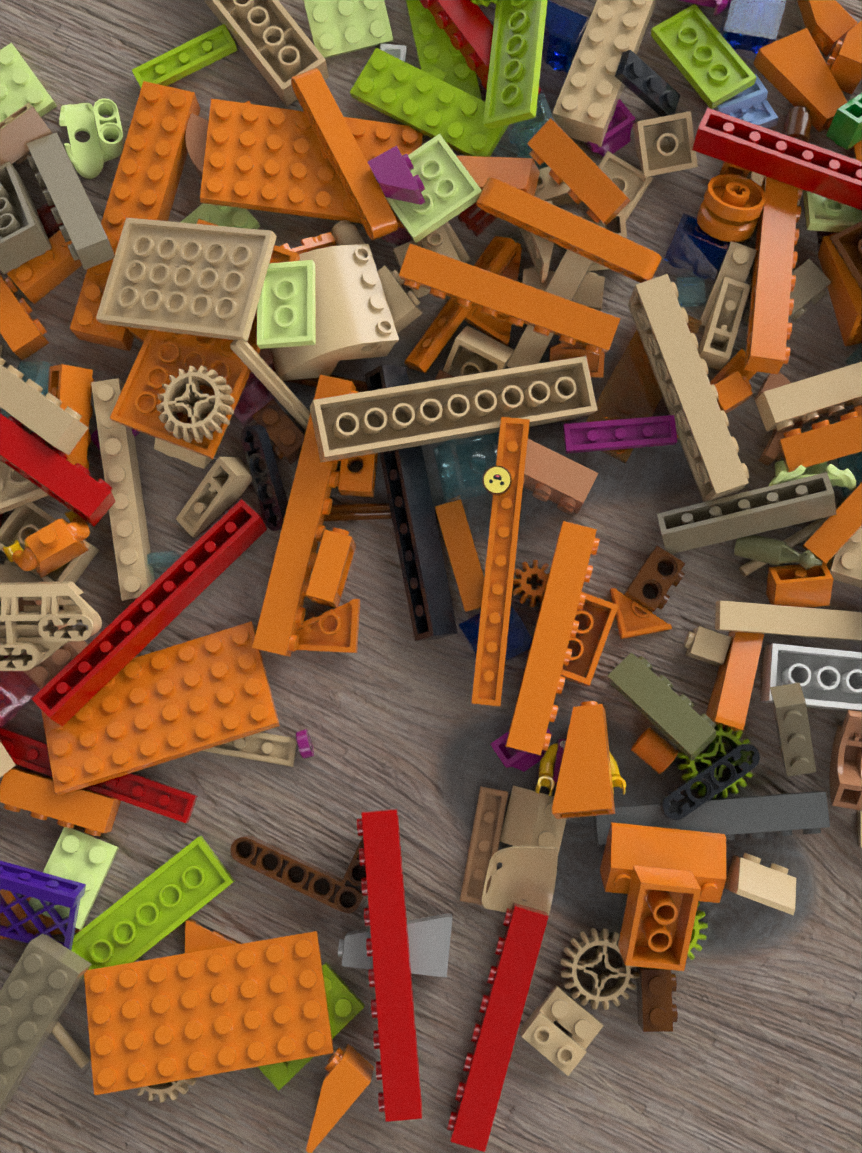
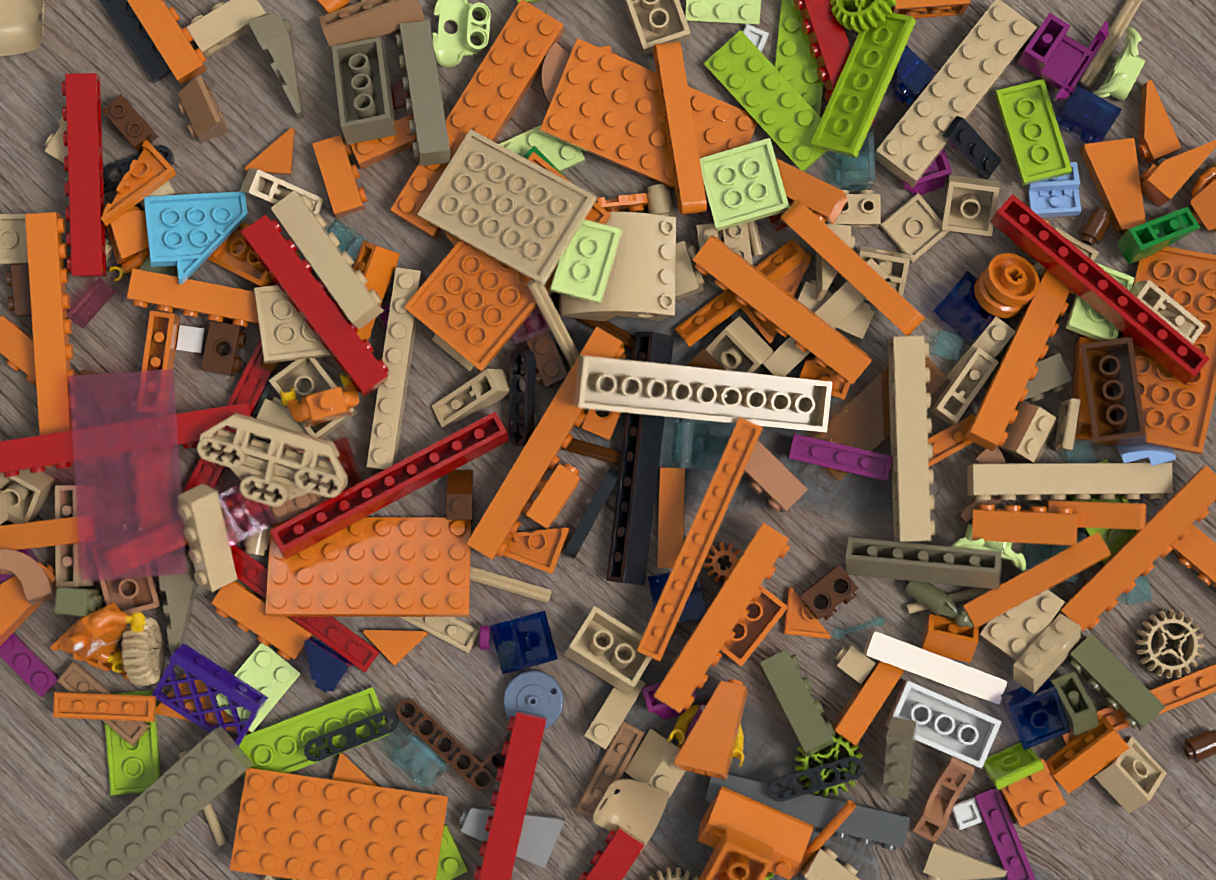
camera: 15 degrees right, 5 degrees up
(29, 719) = (258, 543): none -> tan brick
(101, 602) = (348, 462): none -> clear red tile
(140, 829) = (326, 665): none -> clear blue slope
(162, 559) = (412, 439): clear light blue tile -> none
(174, 402) = (481, 334): tan gear -> none
(190, 897) = (352, 738): none -> black beam
(210, 781) = (395, 643): none -> orange tile
(233, 602) = (460, 495): none -> reddish brown slope
(273, 900) = (420, 760): none -> clear light blue slope
(314, 679) = (510, 584): none -> tan axle
(347, 735) = (523, 642): none -> clear blue slope
(377, 577) = (591, 513): none -> black beam
(377, 787) = (534, 694): none -> sand blue wheel
(395, 176) = (717, 168): magenta slope -> none
(441, 714) = (609, 650): none -> tan brick
(468, 777) = (612, 715): none -> tan slope
(497, 480) = (718, 471): light yellow tile -> none
(578, 171) = (879, 217): orange brick -> none
(654, 750) = (779, 737): orange piece -> none
(680, 620) = (839, 633): none -> clear light blue hinge
(733, 391) = (948, 452): orange brick -> none
(743, 834) = (826, 833): none -> orange piece
(807, 346) = (1029, 433): none -> tan slope
(843, 328) = (1066, 425): none -> tan tile

